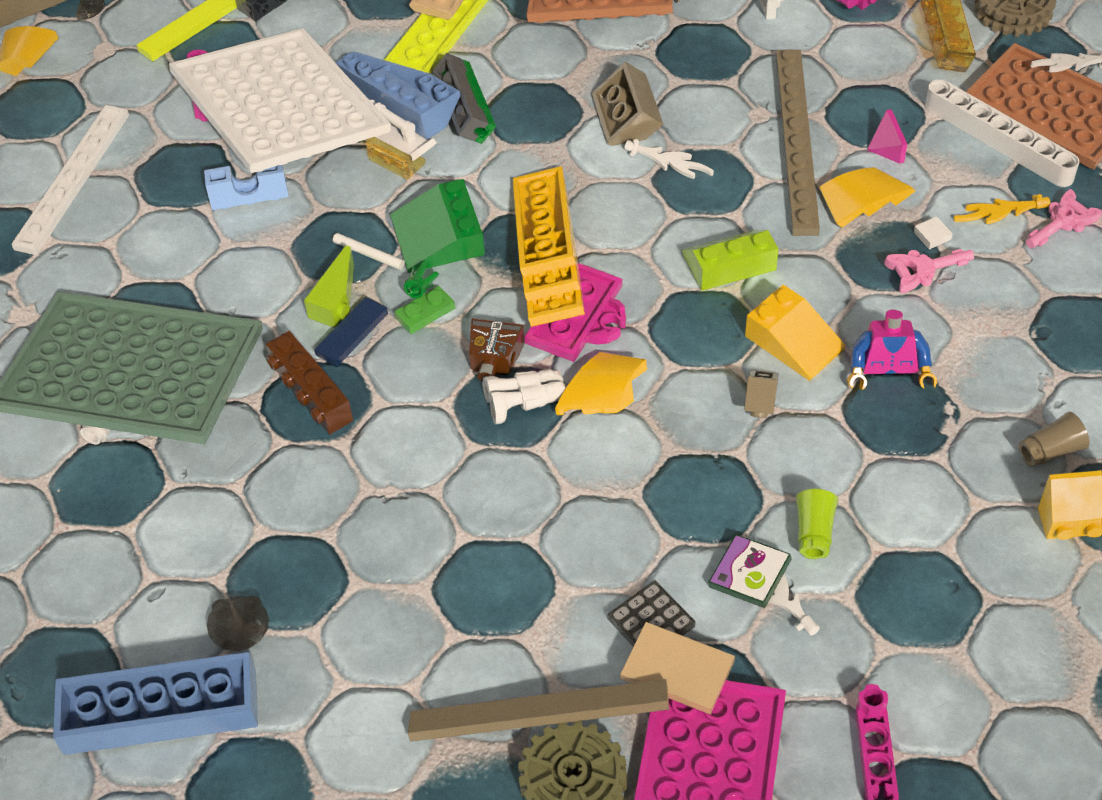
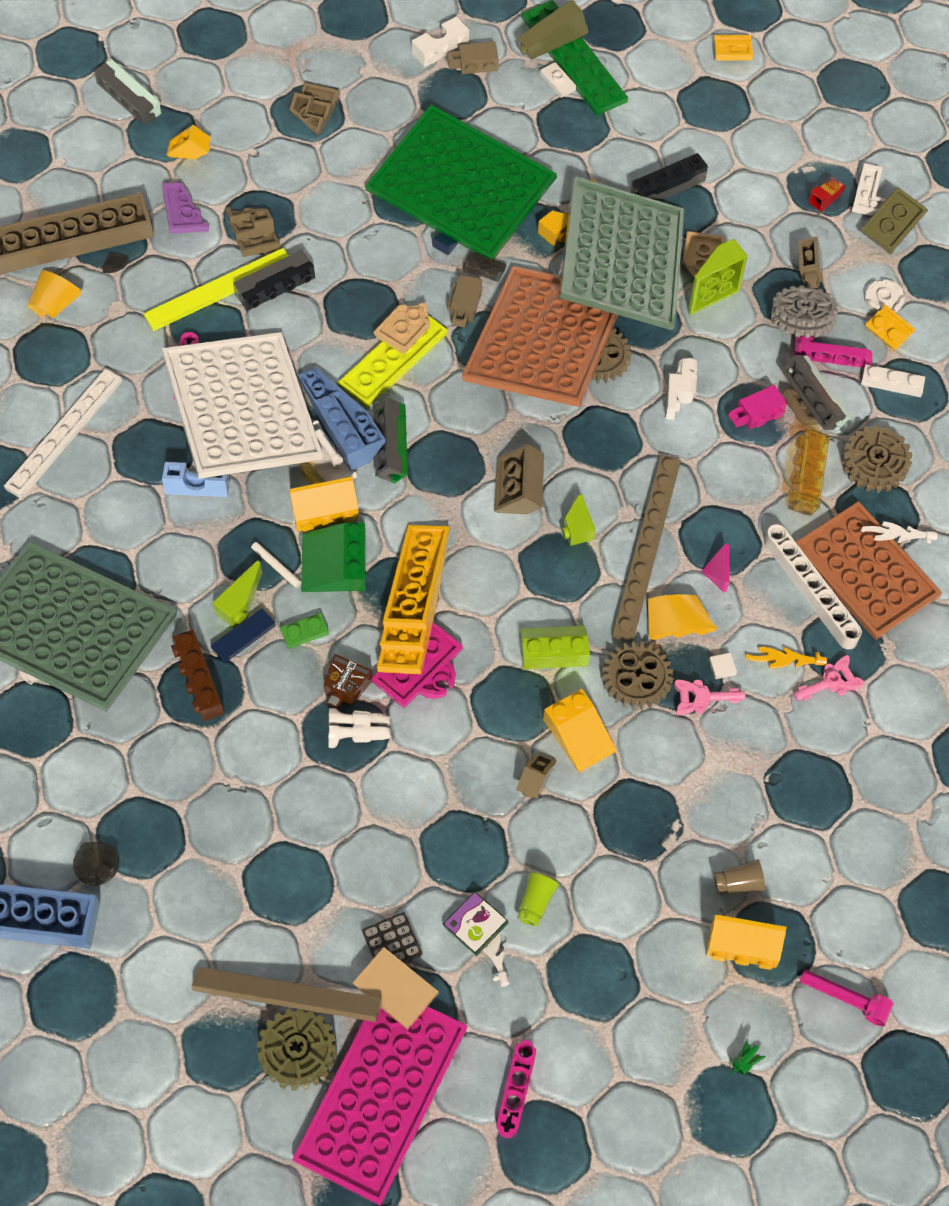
camera: 10 degrees right, 10 degrees up
(406, 172) = (324, 504): none -> yellow slope
(416, 285) = (301, 610): green piece -> none
(602, 385) = (417, 737): yellow slope -> none
(674, 159) = (540, 538): white piece -> none
(711, 131) = (578, 523): none -> lime slope
(839, 262) = (635, 693): none -> dark tan gear
(890, 348) = (645, 766): torso -> none

